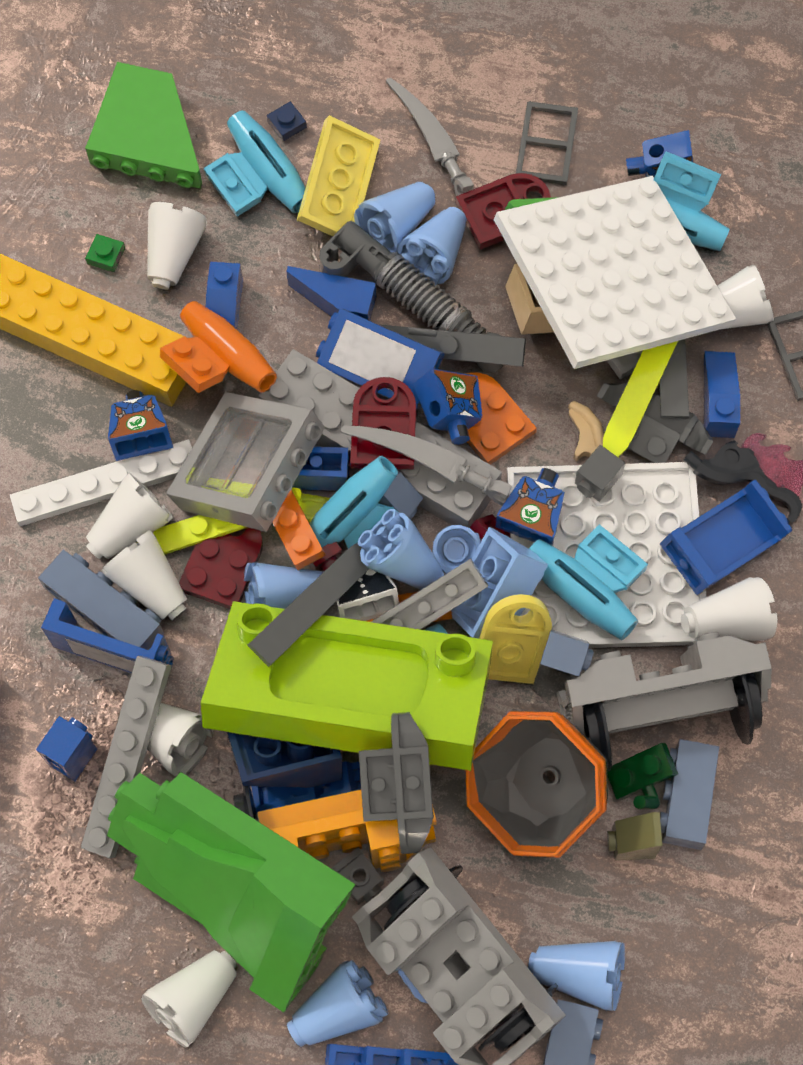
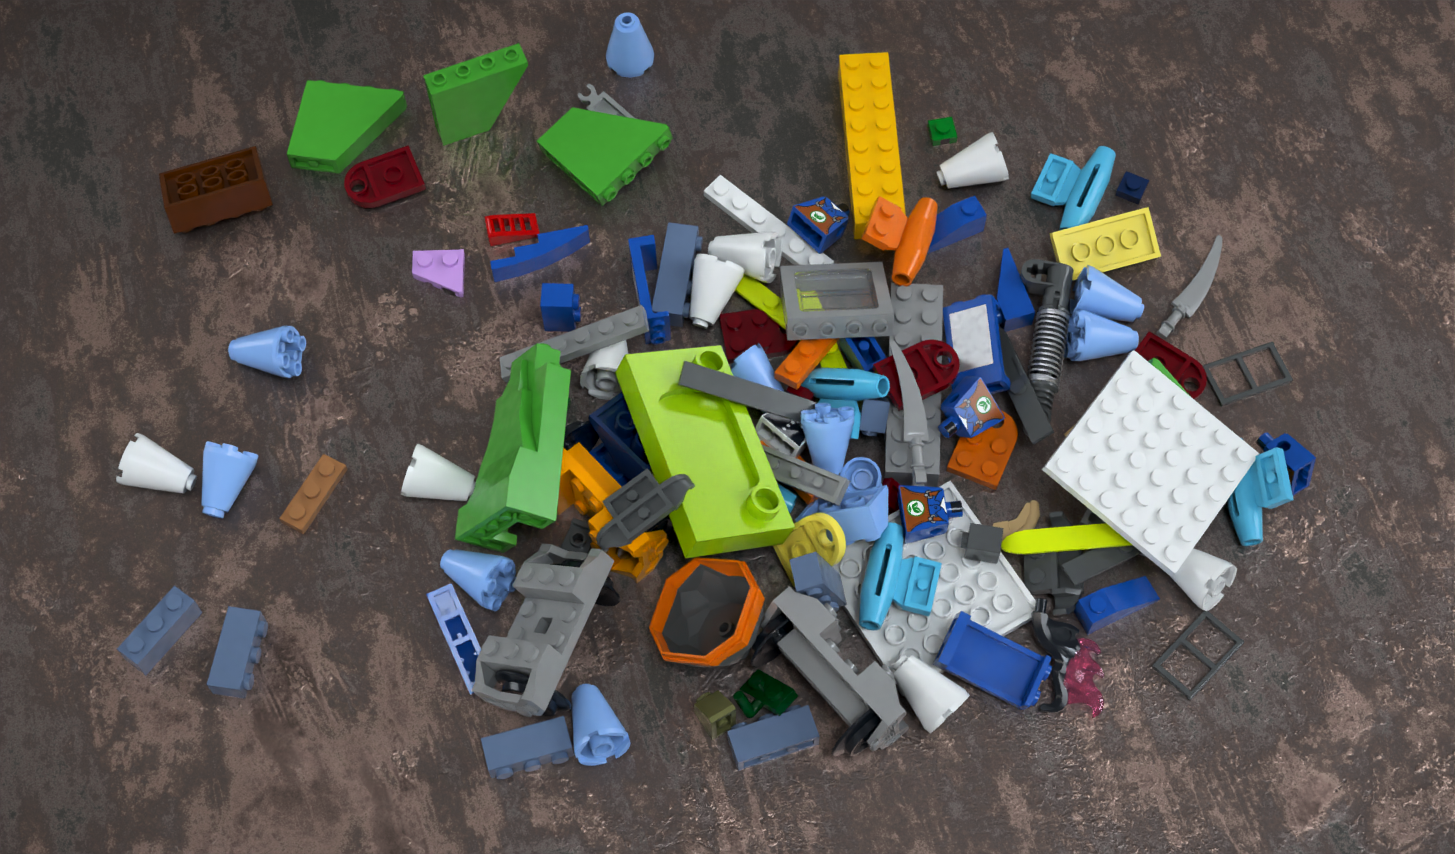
camera: 60 degrees right, 5 degrees down
(143, 128) = (1056, 99): bright green slope -> none

